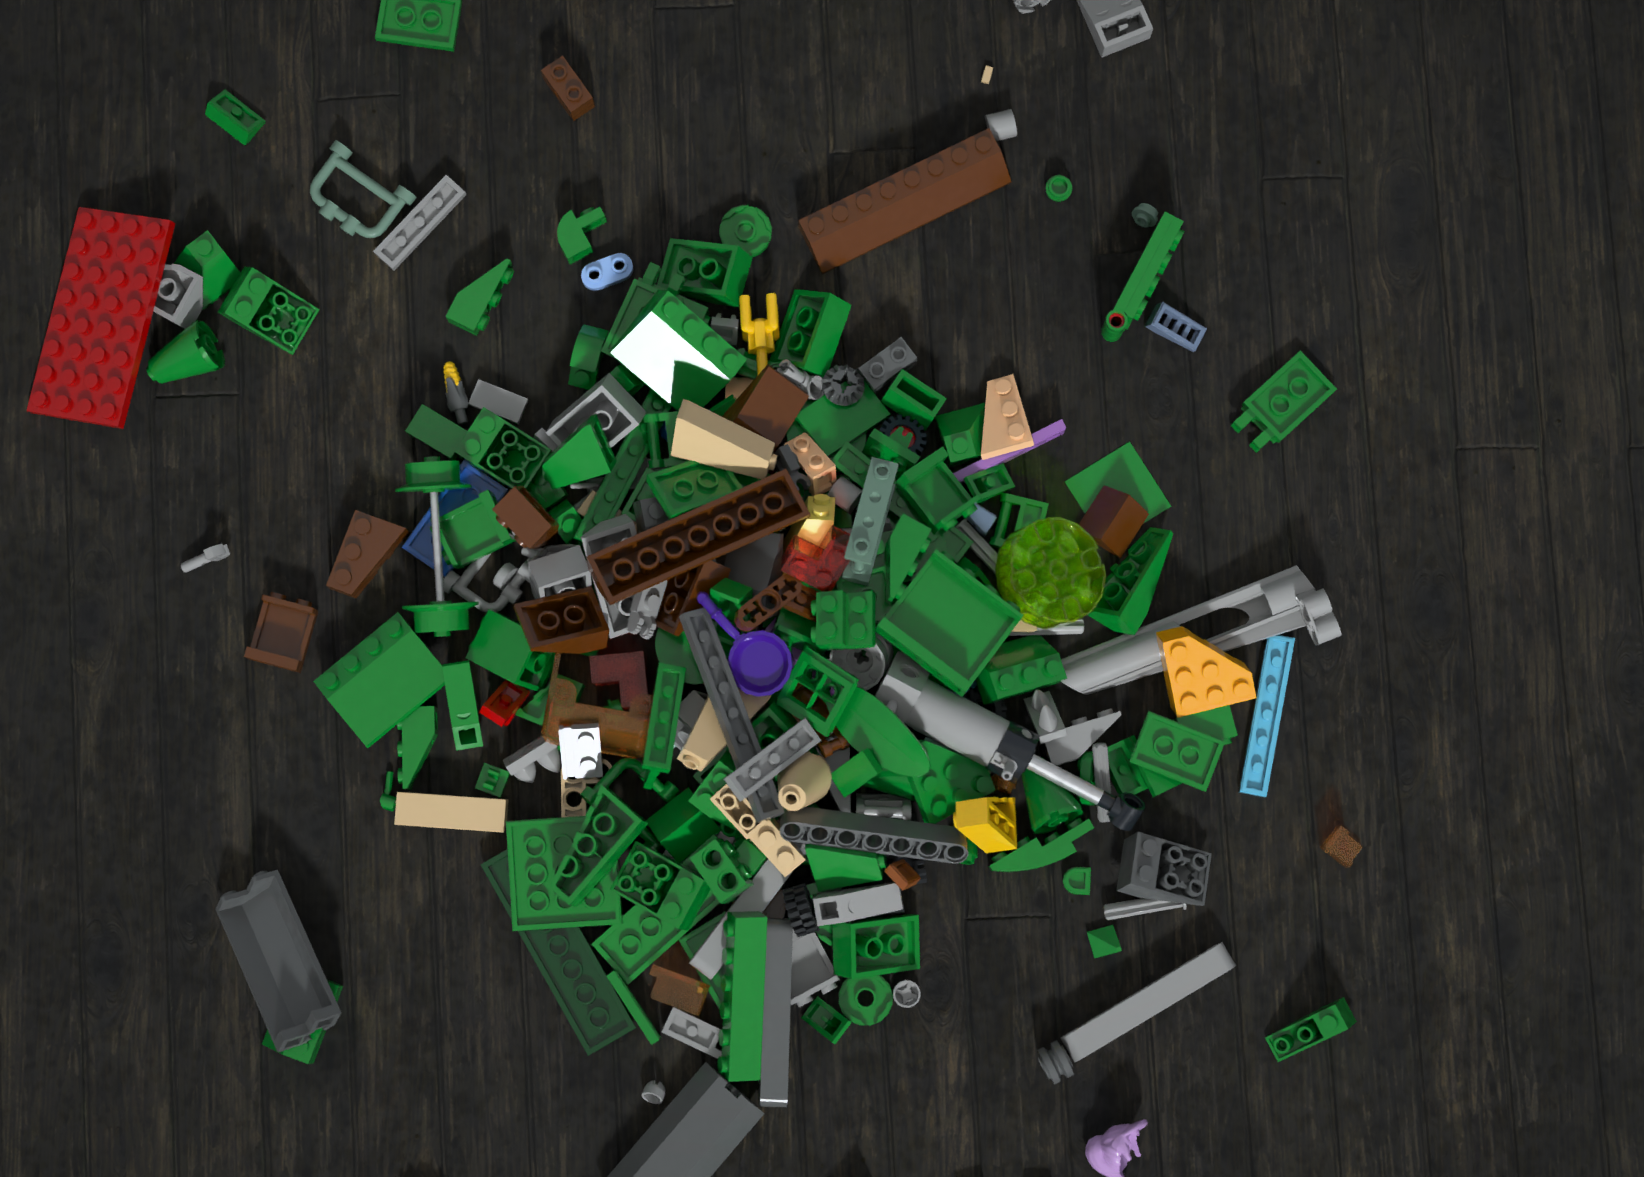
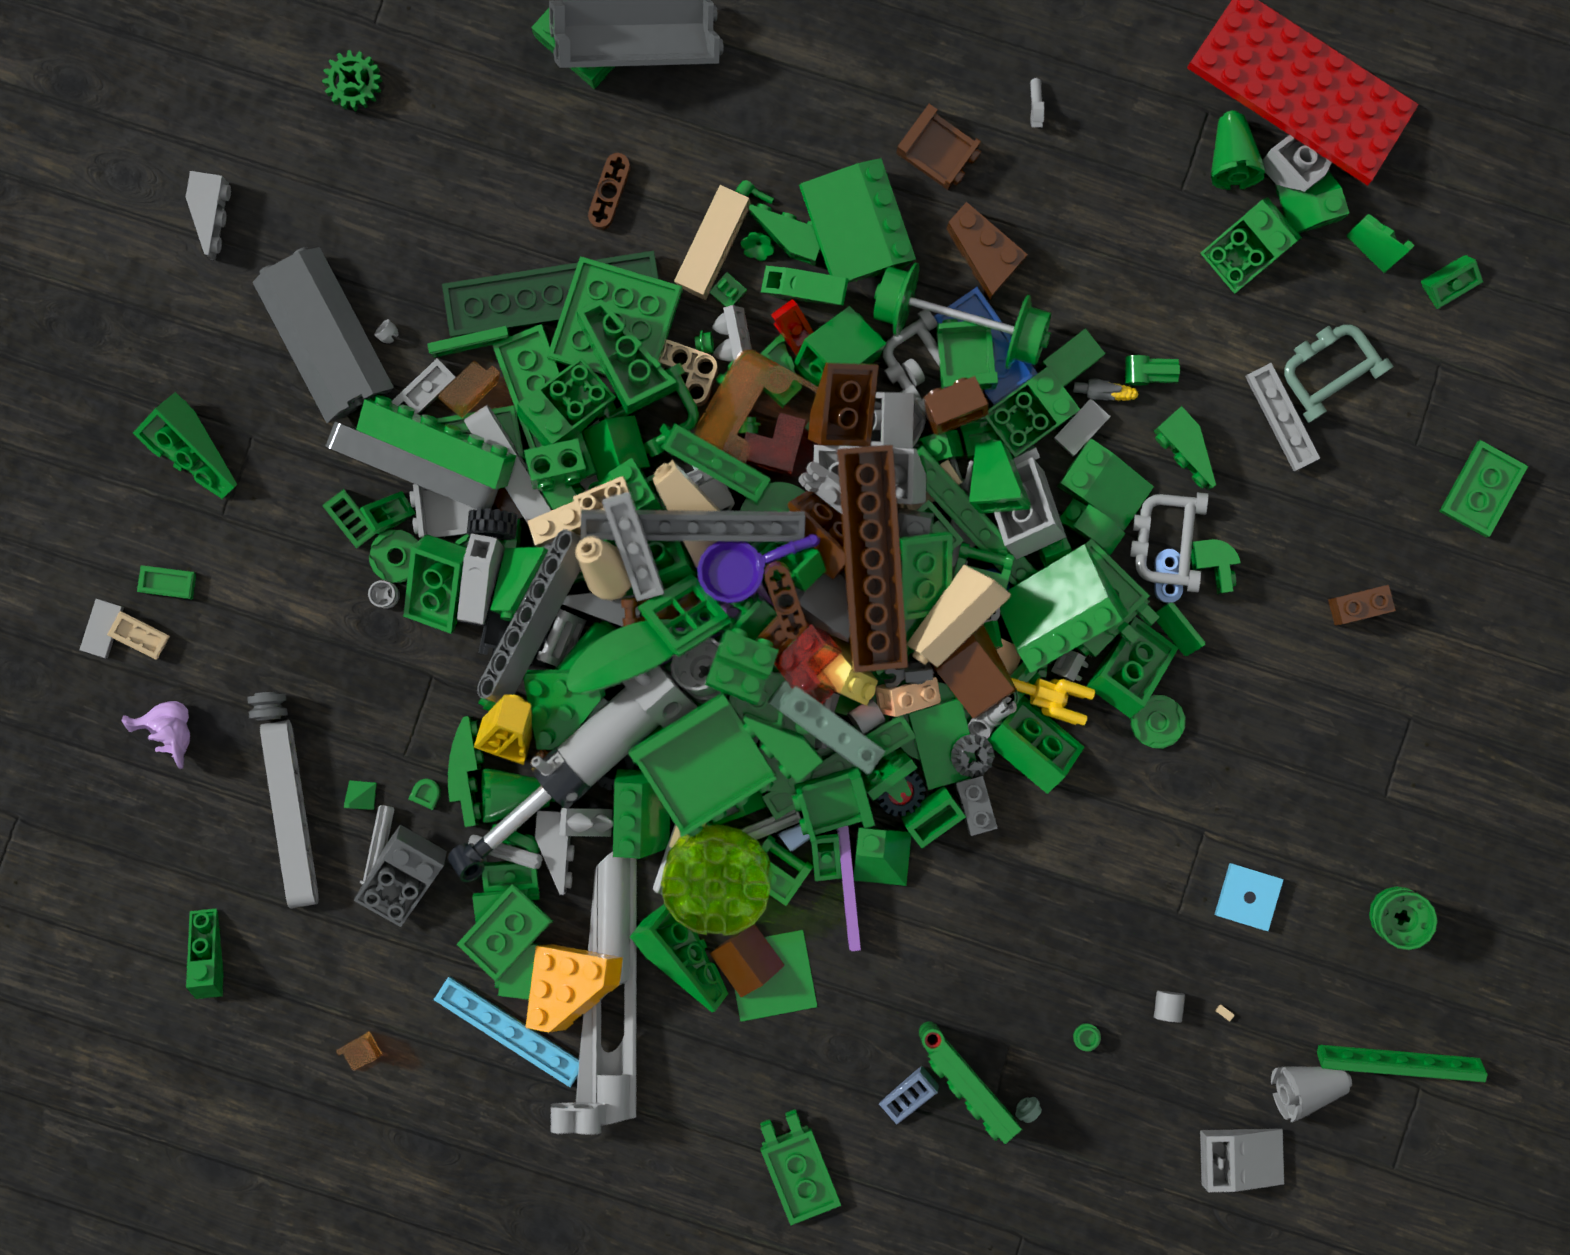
camera: 115 degrees right, 5 degrees up
(224, 195) = (1378, 242): none -> green slope
(417, 924) = (621, 175): none -> reddish brown beam
(423, 363) = (1143, 370): none -> green piece
(439, 768) = (757, 246): none -> green plant
(543, 360) = (1105, 483): none -> green slope
(550, 782) = (704, 342): none -> green plate
(581, 751) = (718, 378): plate -> none
(592, 305) = (1139, 548): none -> light grey bar
(653, 243) = (1179, 629): none -> green slope
(836, 1078) = (328, 506): none -> green slope
(856, 772) = (594, 622): green tile -> none
(874, 91) = (1248, 897): none -> medium azure tile
(902, 874) = (488, 631): dark orange tile -> none
(905, 201) = (1129, 885): reddish brown slope -> none
(1004, 419) = (880, 895): light nougat wing -> none

